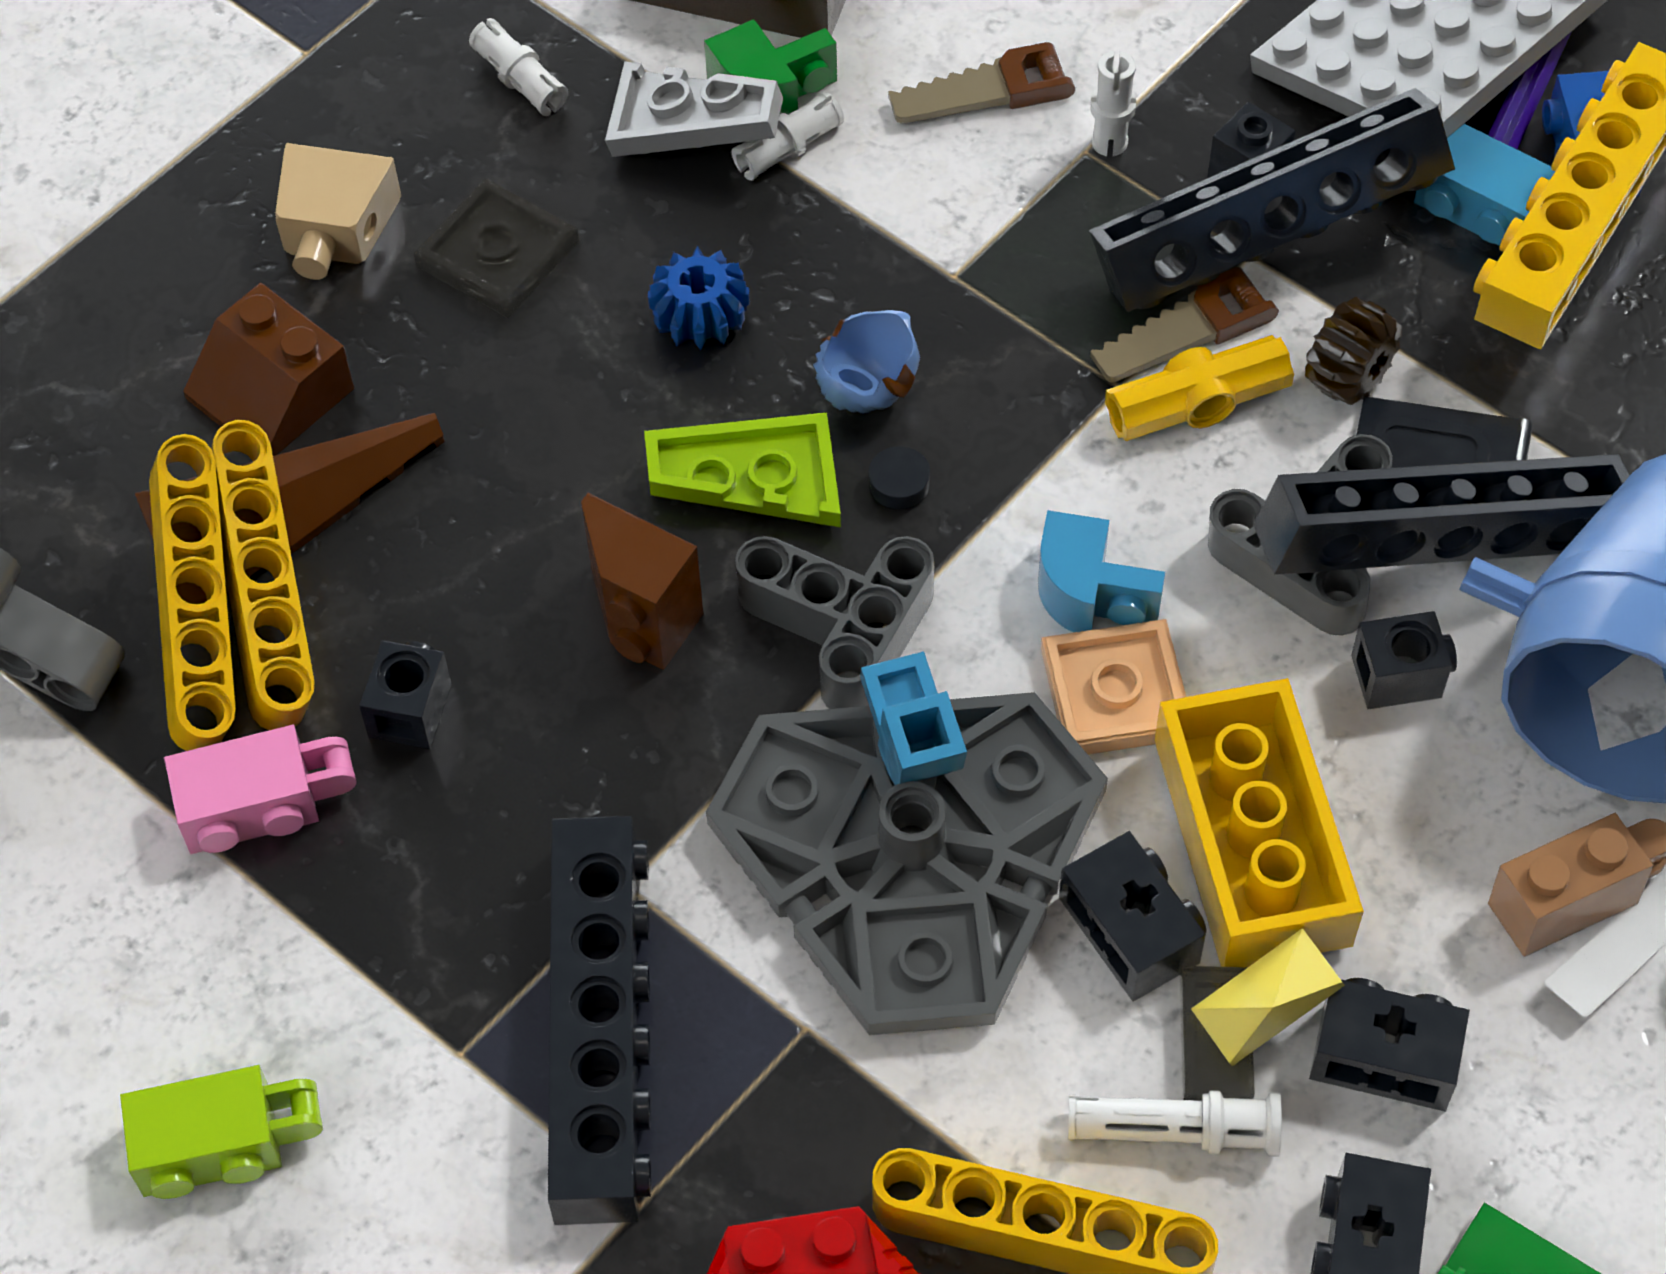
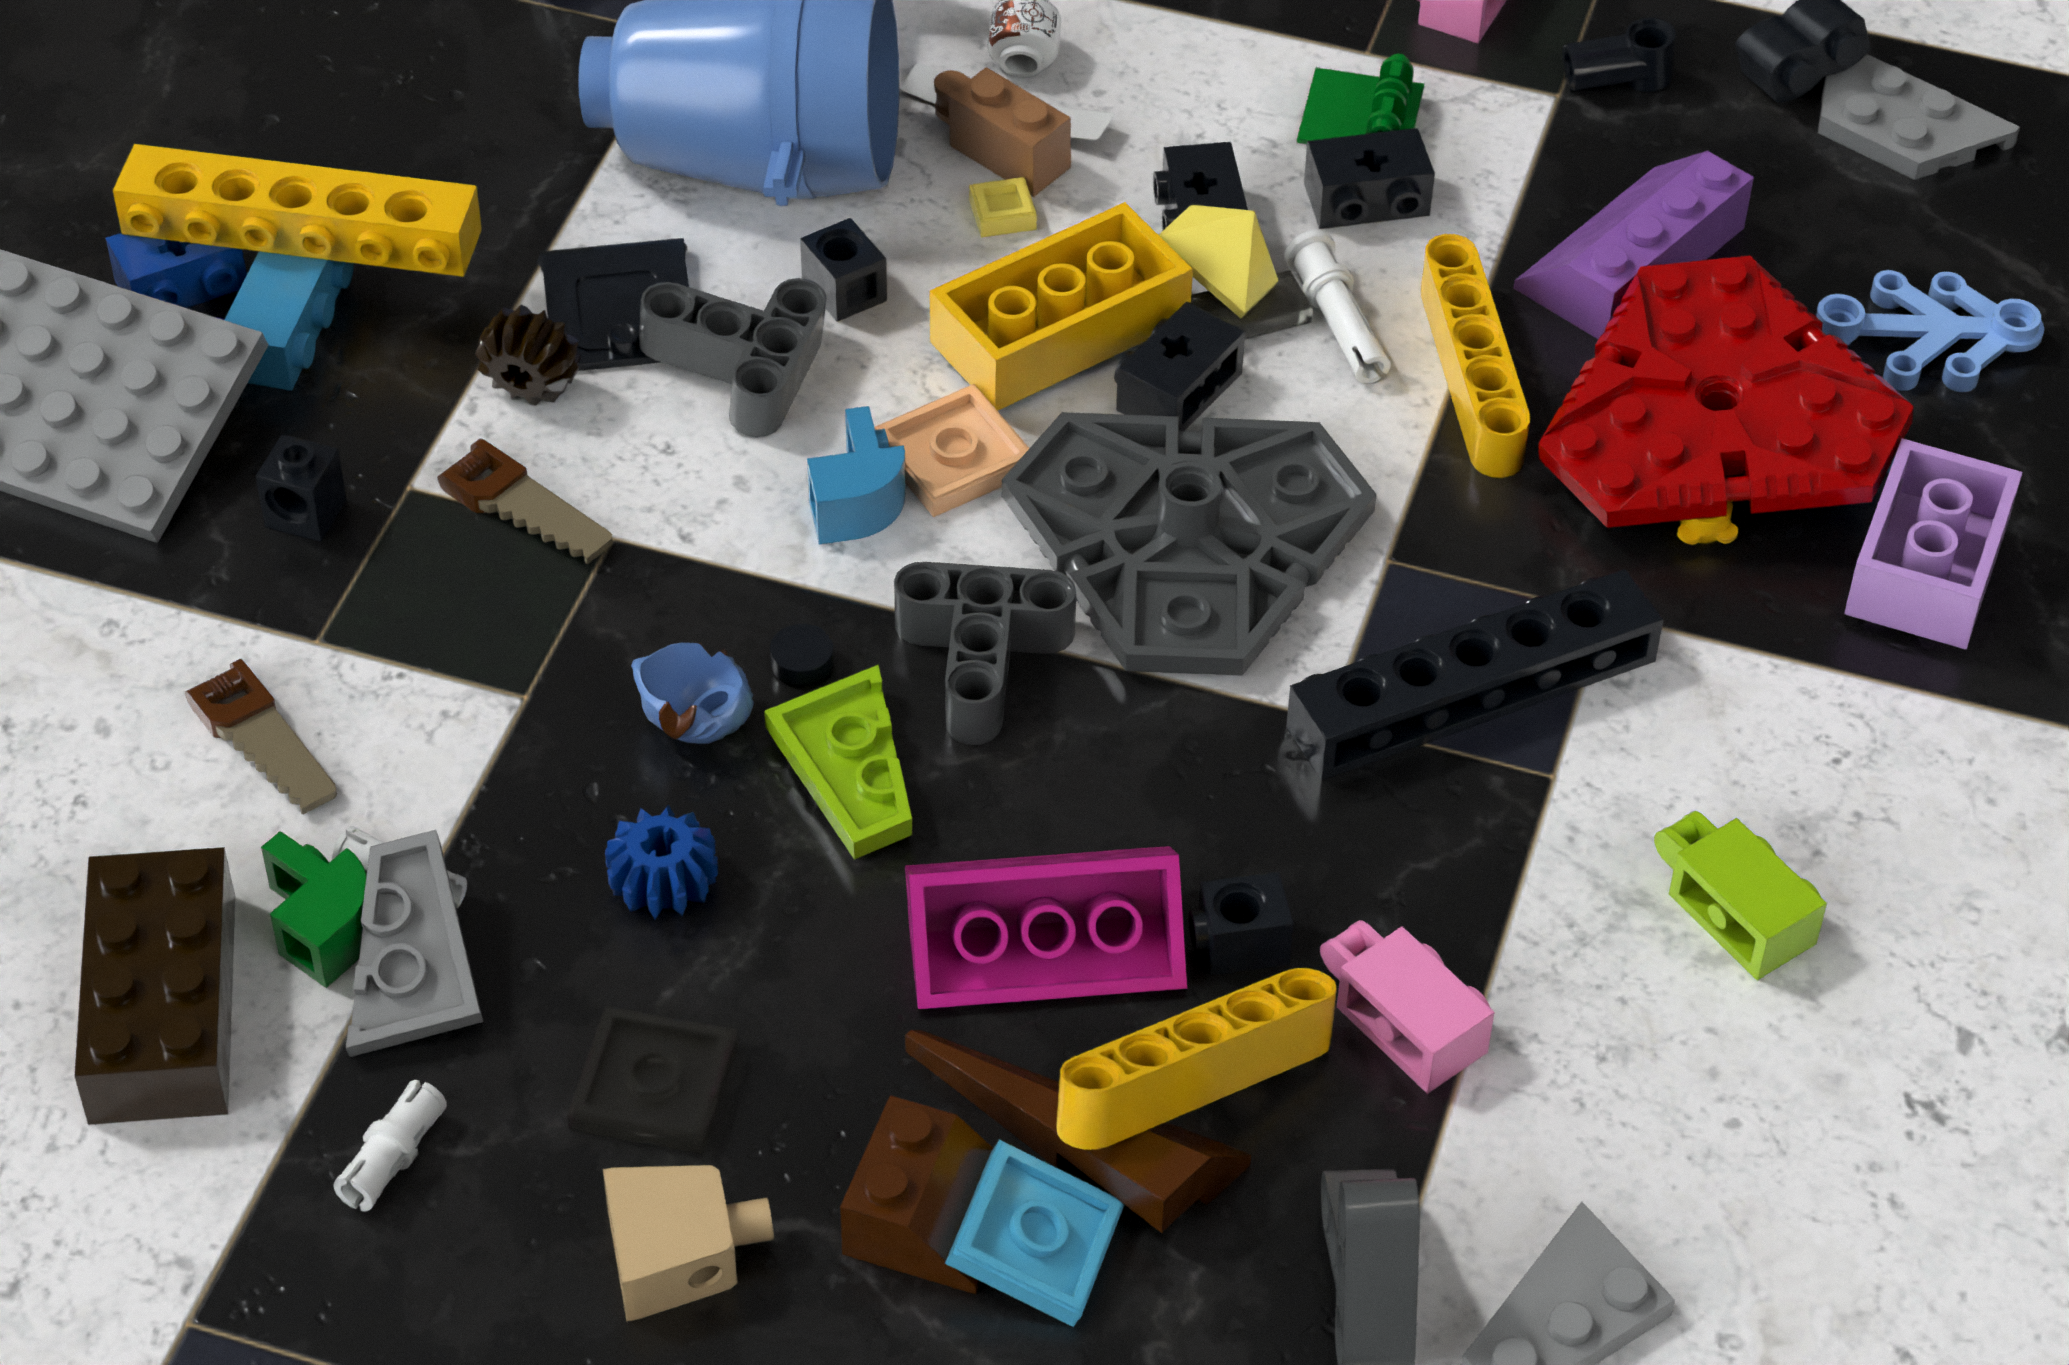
camera: 115 degrees left, 10 degrees down
(188, 402) = (1035, 1233): none -> medium azure tile
(198, 564) = (1250, 1096): yellow beam -> none
(492, 543) = (1046, 927): none -> dark pink slope
(643, 582) = (1052, 762): reddish brown slope -> none
(912, 720) = (1117, 506): dark azure brick -> none
(1113, 103) = (282, 561): white pin -> none
(1199, 387) = (605, 463): yellow piece -> none
(1417, 156) = (386, 426): black brick -> none
(1432, 512) = (718, 230): black brick -> none
(1468, 856) = (1002, 207): none -> light yellow tile

